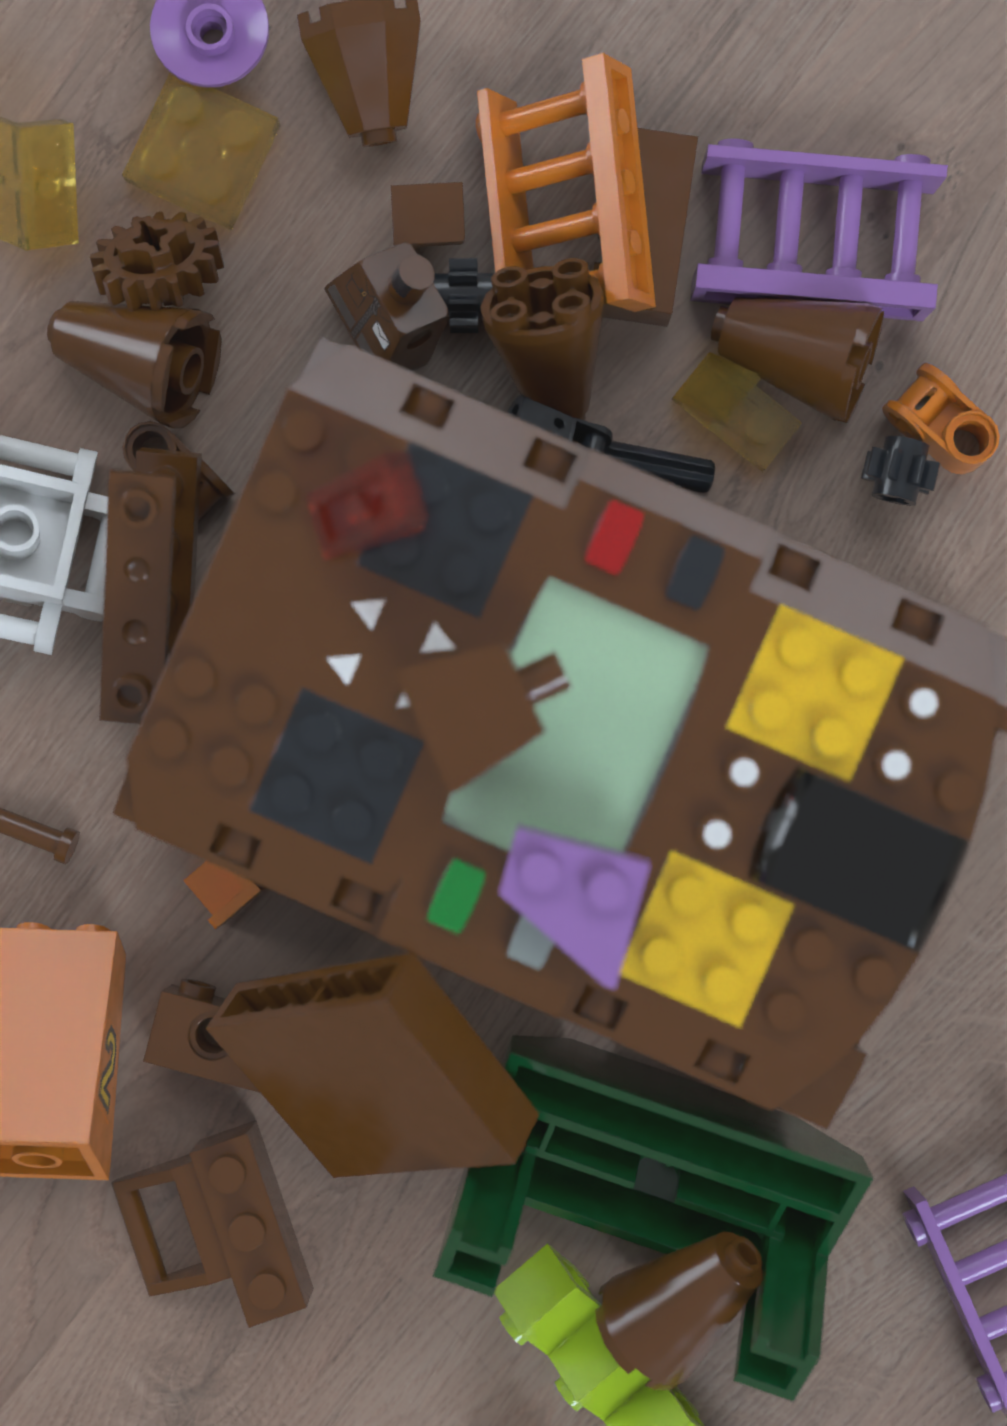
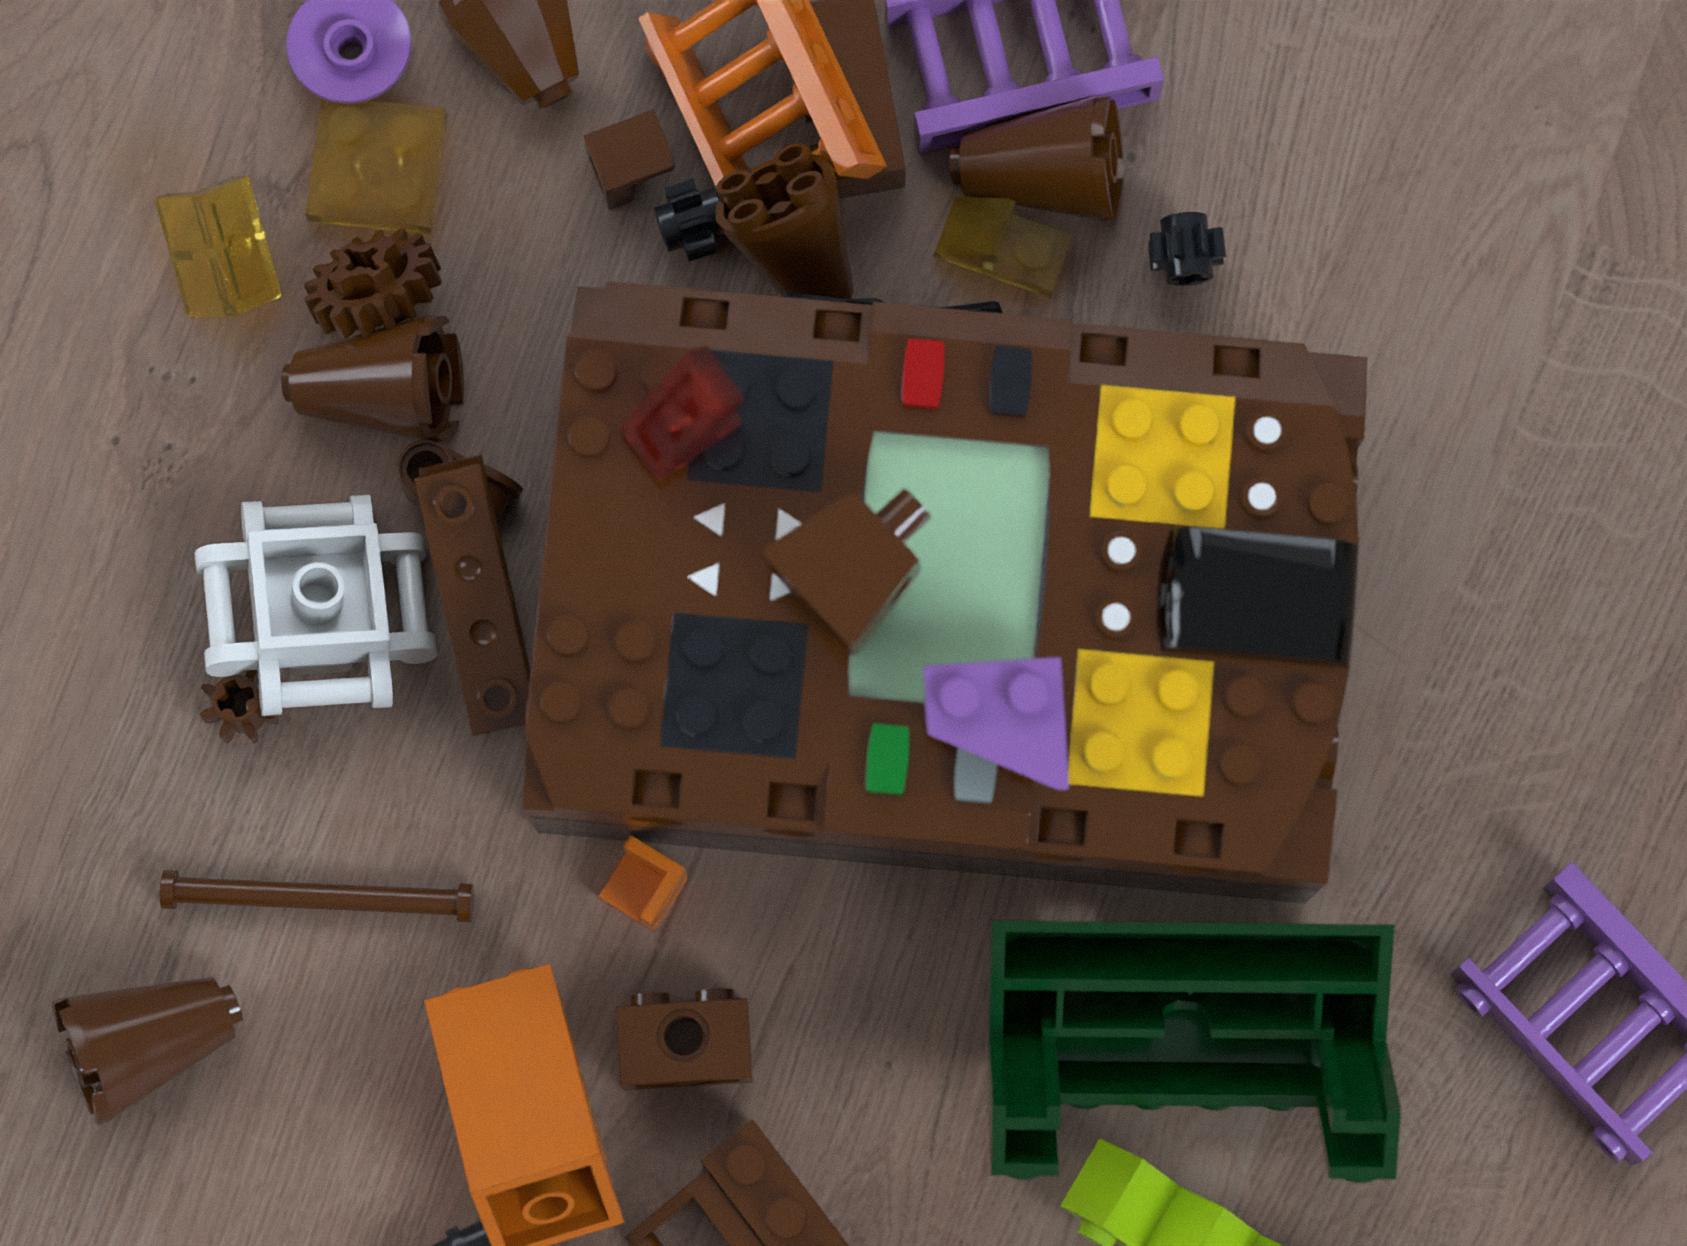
camera: 20 degrees left, 10 degrees down
(375, 1069) = (862, 990): reddish brown brick -> none
(391, 306) = (621, 241): reddish brown torso -> none
(677, 1307) = (1254, 1139): reddish brown cone -> none
(940, 417) = (1209, 185): orange piece -> none

